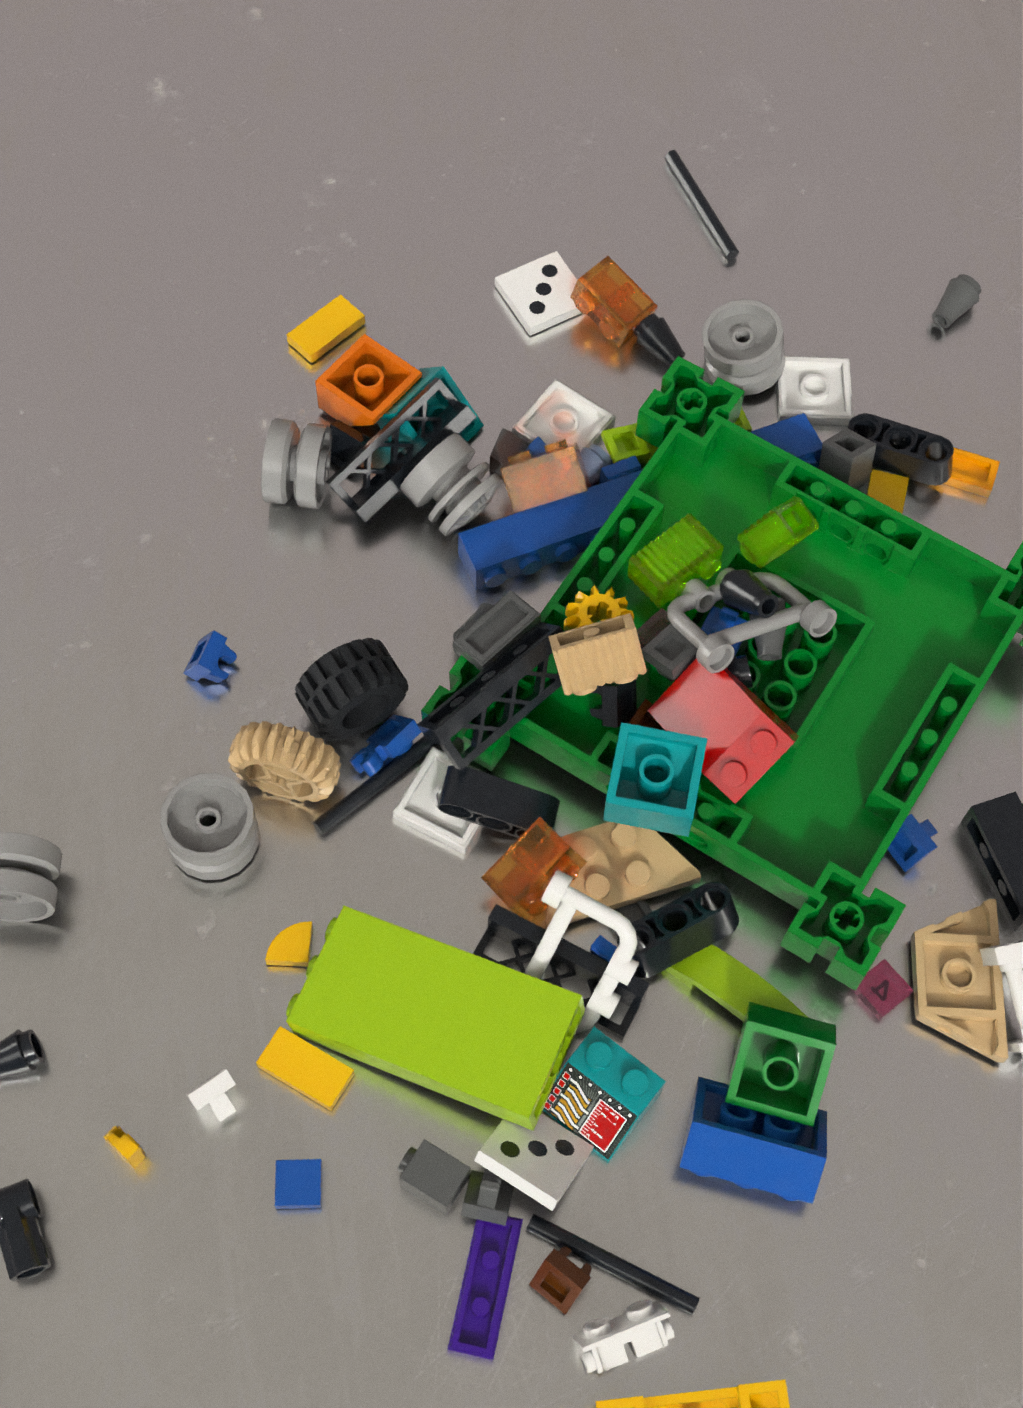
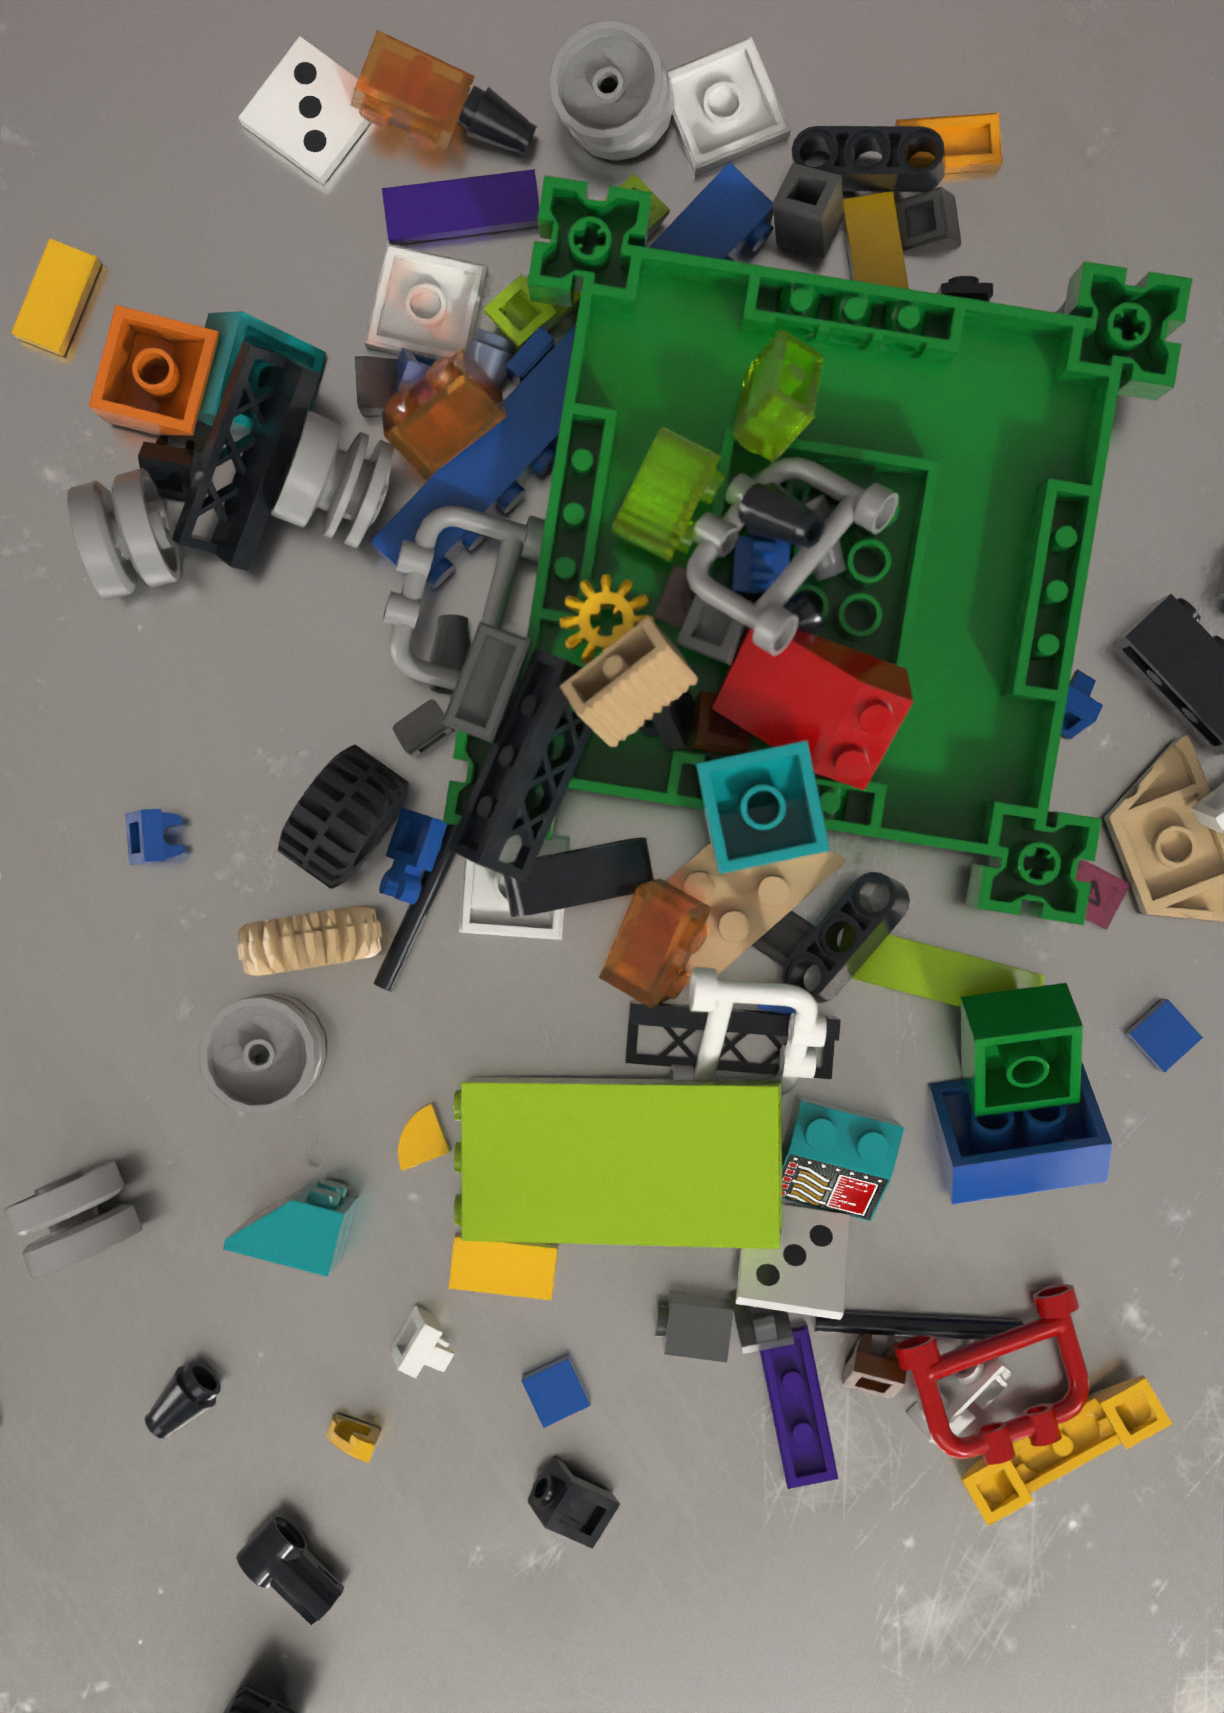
camera: 15 degrees left, 25 degrees up
(171, 955) = (301, 1230): none -> teal slope
(267, 1279) = (571, 1504): none -> black bracket
(433, 672) = (421, 728): none -> dark grey slope
(483, 553) = (416, 560): none -> light grey bar
(608, 377) = (461, 207): none -> dark purple tile
(639, 1374) = (1037, 1422): none -> red bar
(900, 1117) = (1163, 1035): none -> blue tile
(928, 505) = (928, 221): none -> dark grey slope

